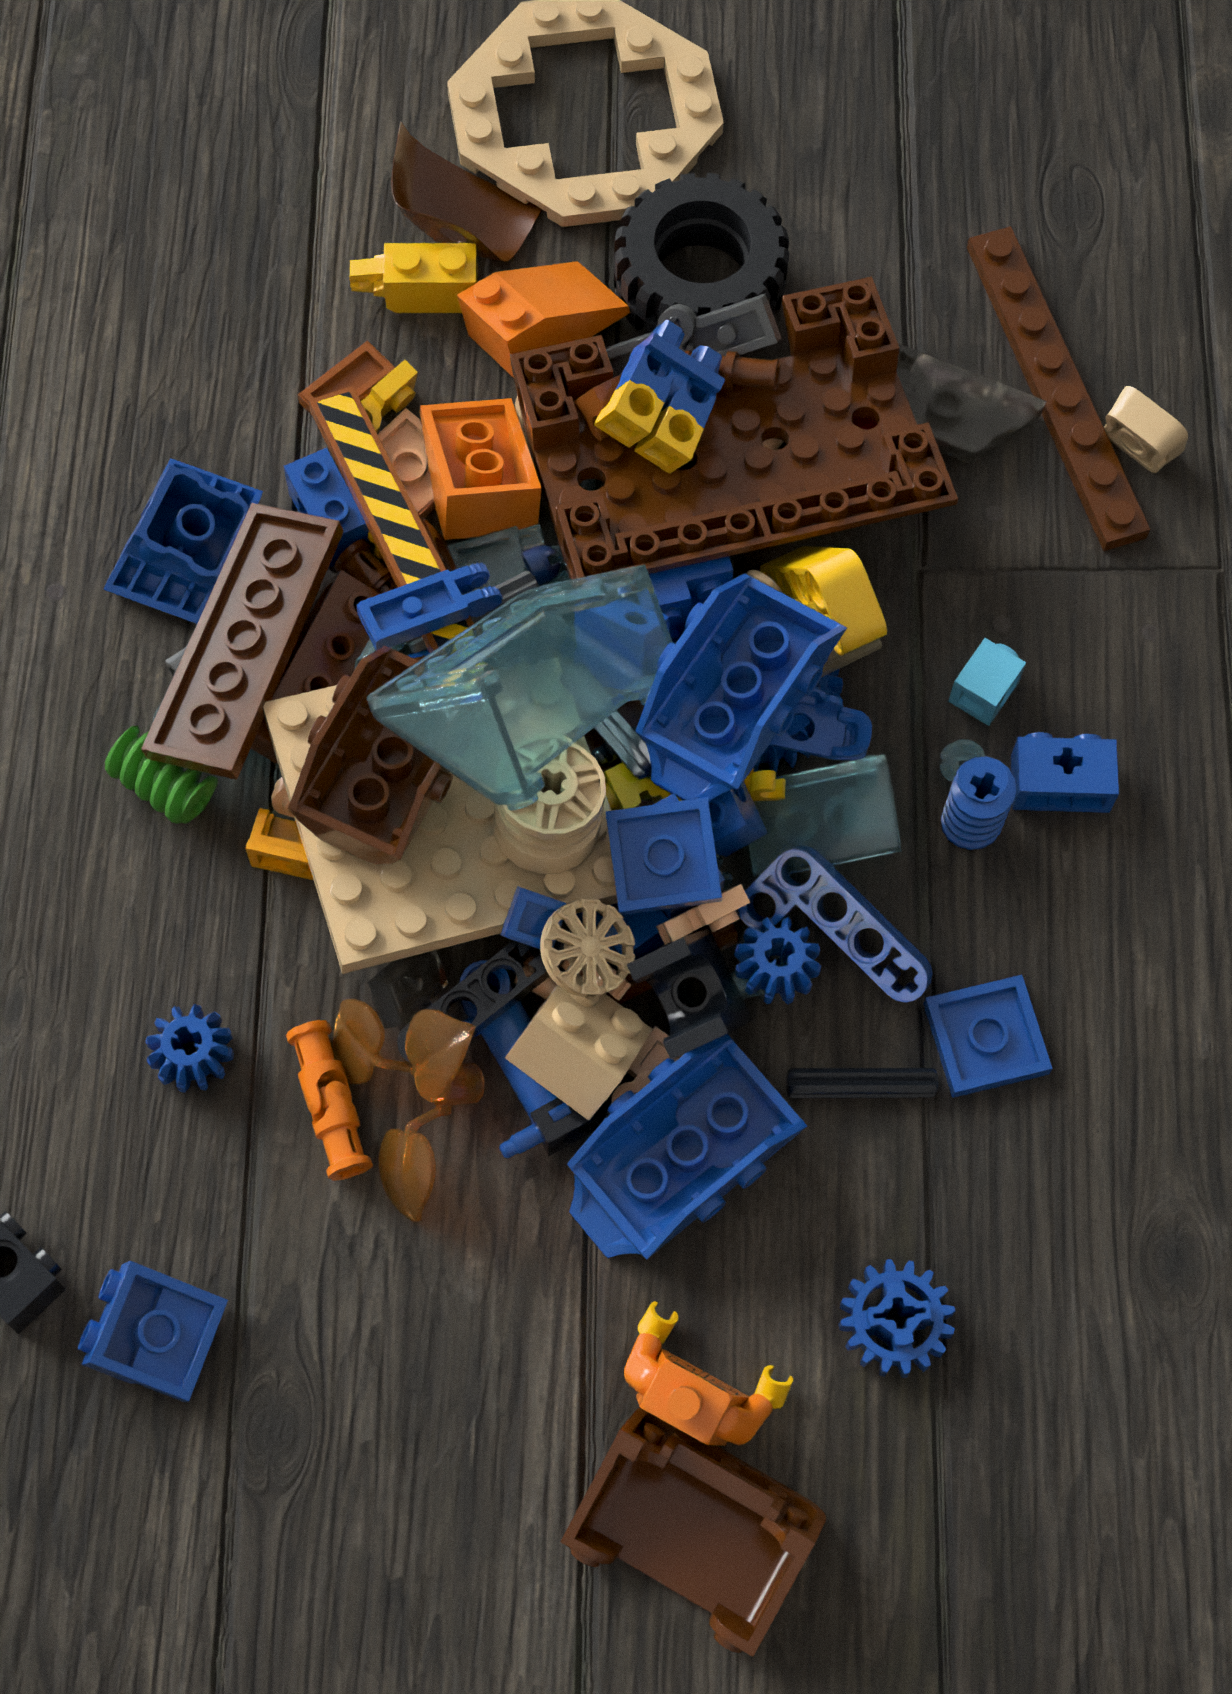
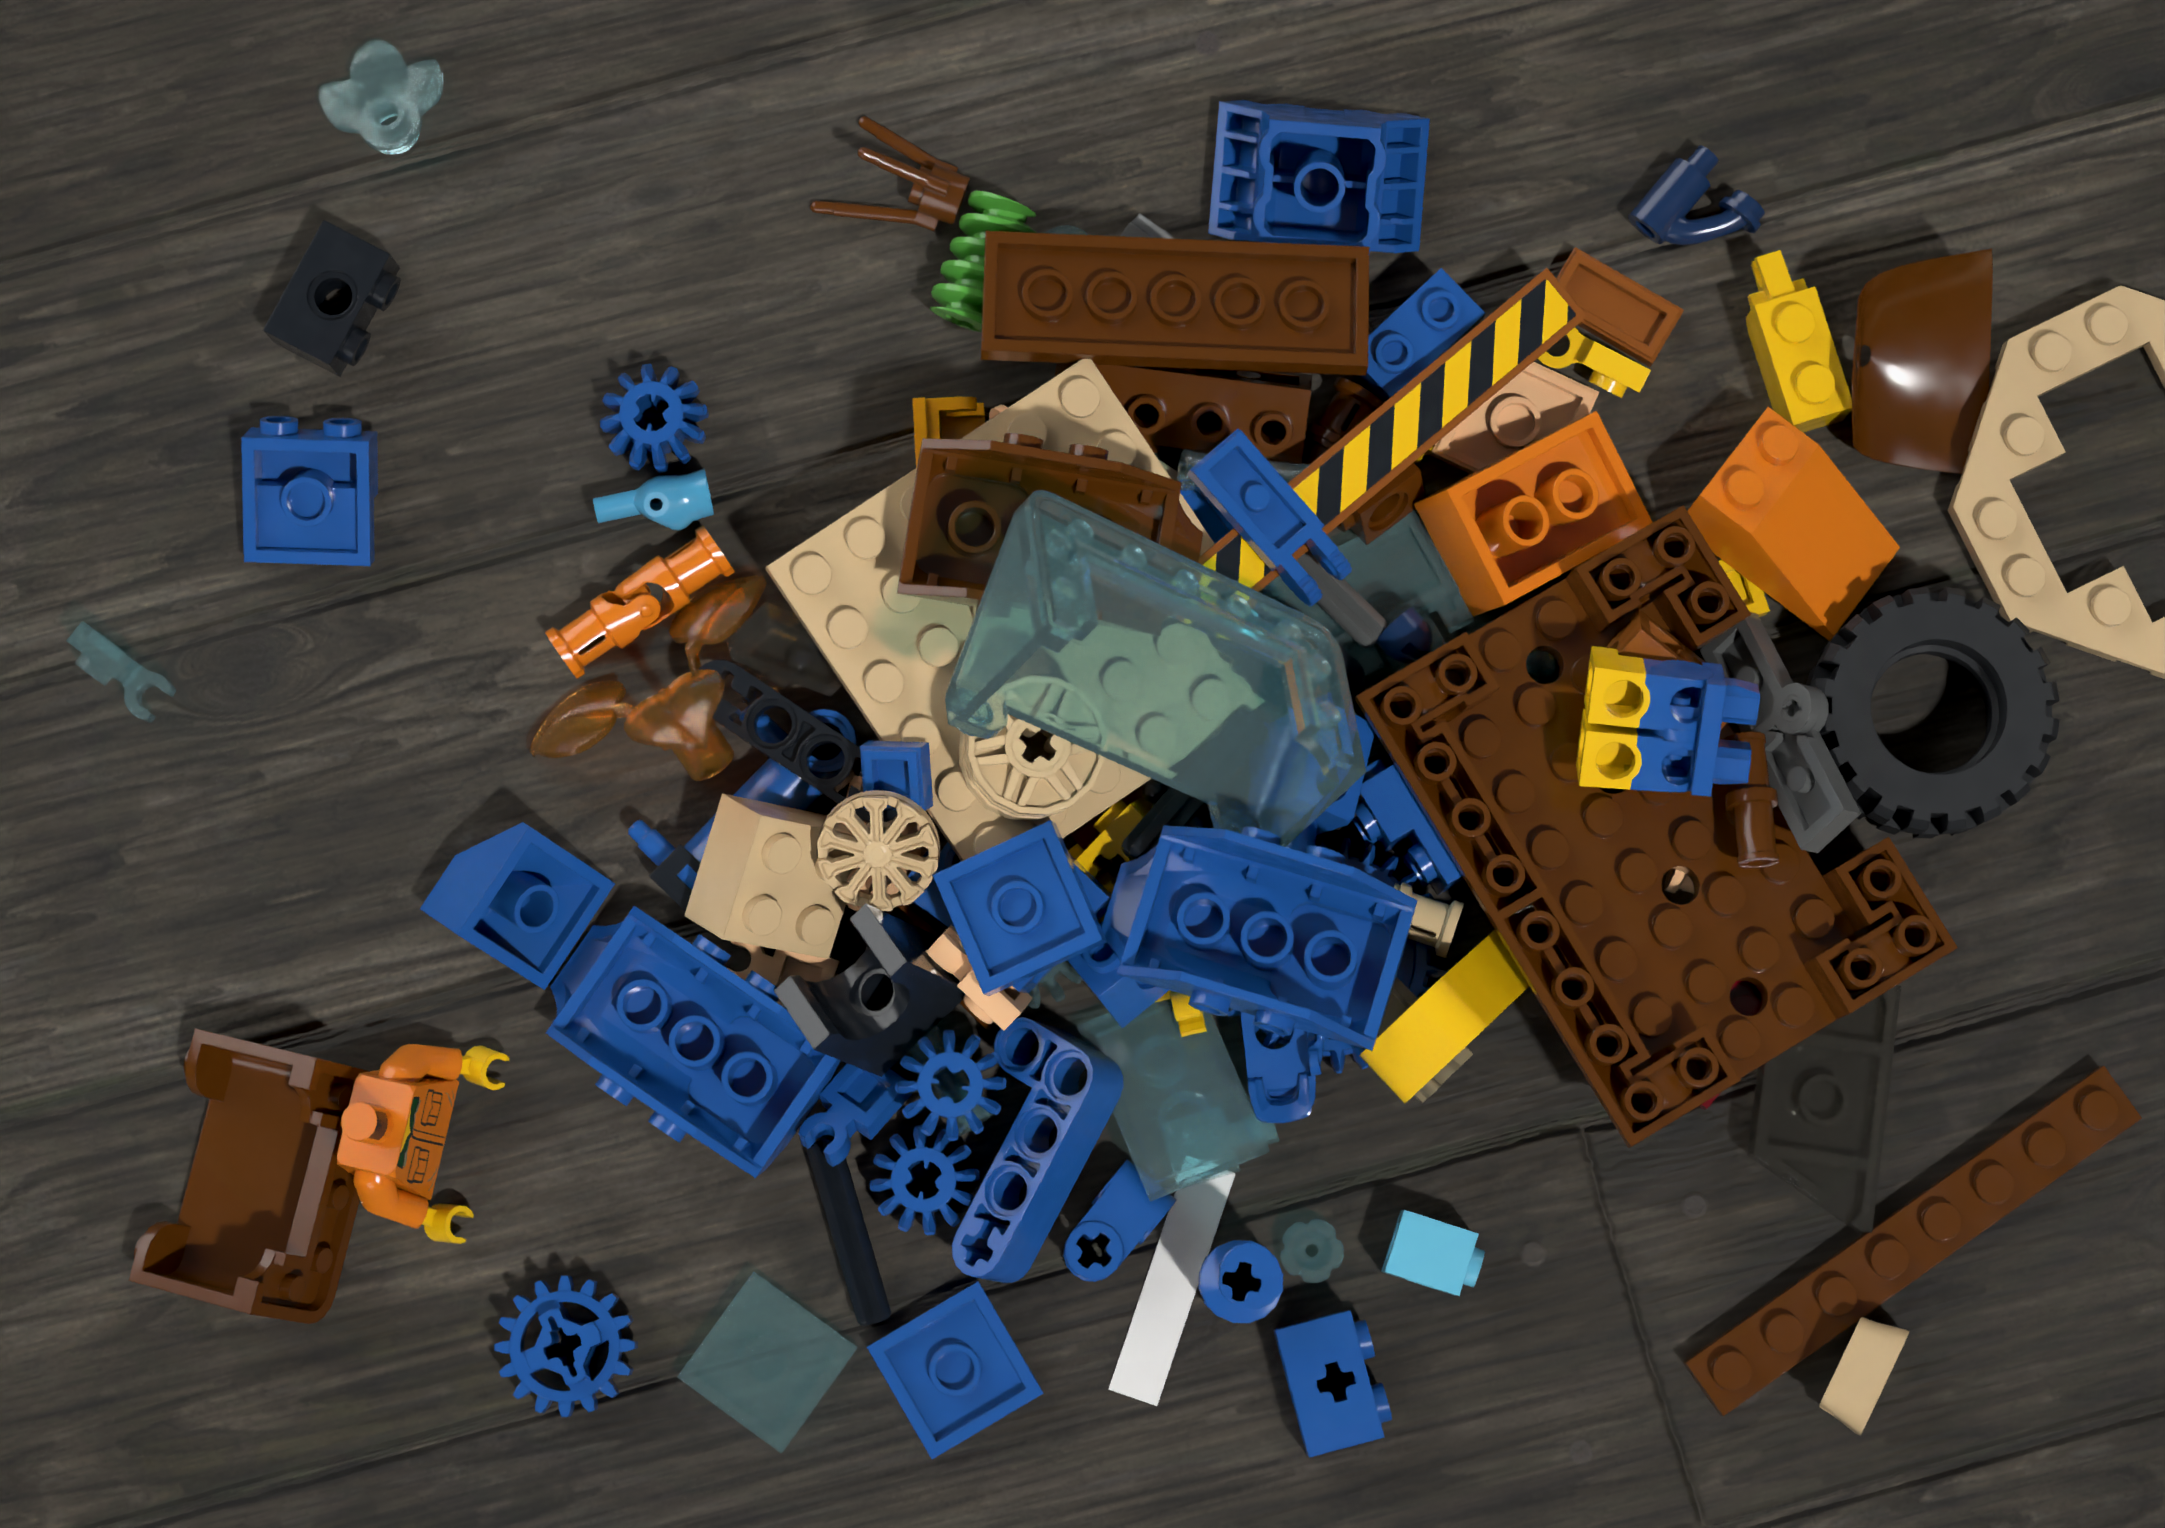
camera: 80 degrees right, 15 degrees up
(90, 799) = (935, 189): none -> reddish brown plant
(230, 1536) = (106, 660): none -> clear light blue plate
(257, 1055) = (678, 503): none -> dark azure piece
(292, 333) = (1664, 207): none -> dark blue plant
(533, 1258) = (519, 900): none -> blue slope
(768, 1044) = (853, 1103): none -> blue plate
(846, 998) = (903, 1177): none -> blue gear
(905, 882) = (1120, 1216): none -> blue piece
(946, 1172) = (768, 1362): none -> clear light blue tile
(968, 873) = (1169, 1290): none -> white sticker

